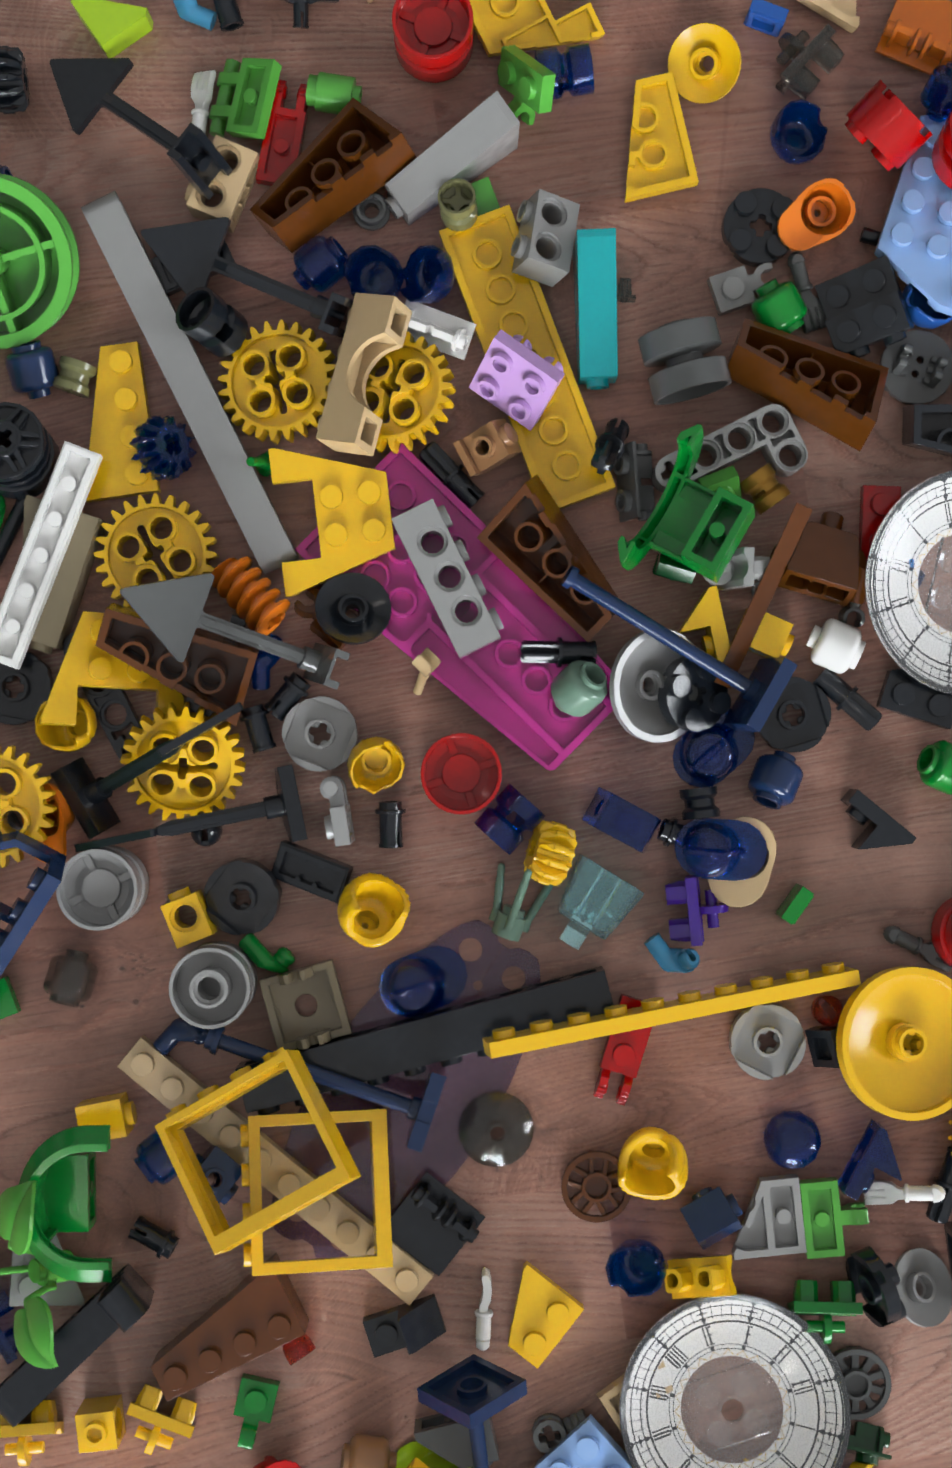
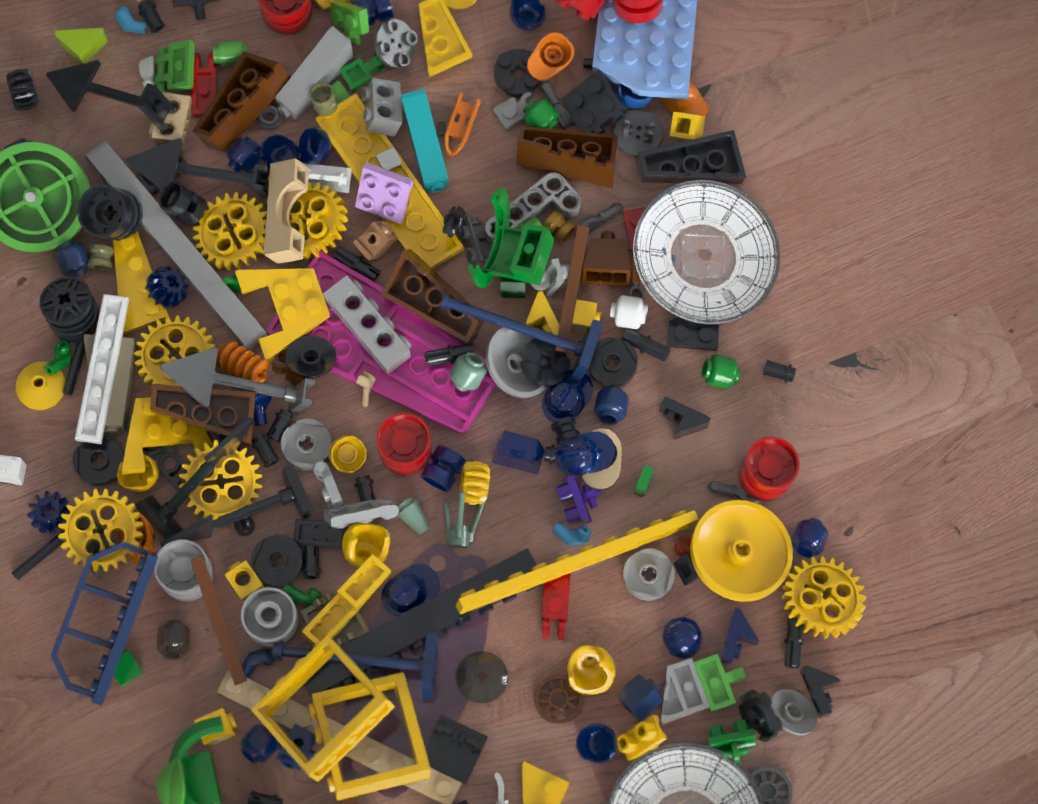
camera: 10 degrees left, 15 degrees down
(79, 315) = (98, 208): none -> black wheel
(136, 975) = (218, 620): none -> reddish brown sticker
(290, 910) = (311, 562): none -> black pin
(326, 990) = (347, 601): none -> yellow slope
(375, 861) = (360, 512): none -> light grey hinge
(450, 875) = (413, 515): none -> sand green cone
(519, 172) = (358, 73): none -> green plate
(536, 323) = (389, 159): none -> white sticker
(574, 149) = (399, 34): none -> plate
(594, 902) = (512, 509): clear light blue torso -> none
(648, 298) = (459, 130): none -> orange piece
(681, 349) = (488, 159): dark grey wheel -> none
(814, 491) = (594, 221): none -> dark grey piece
(887, 1192) = (755, 657): white piece -> none

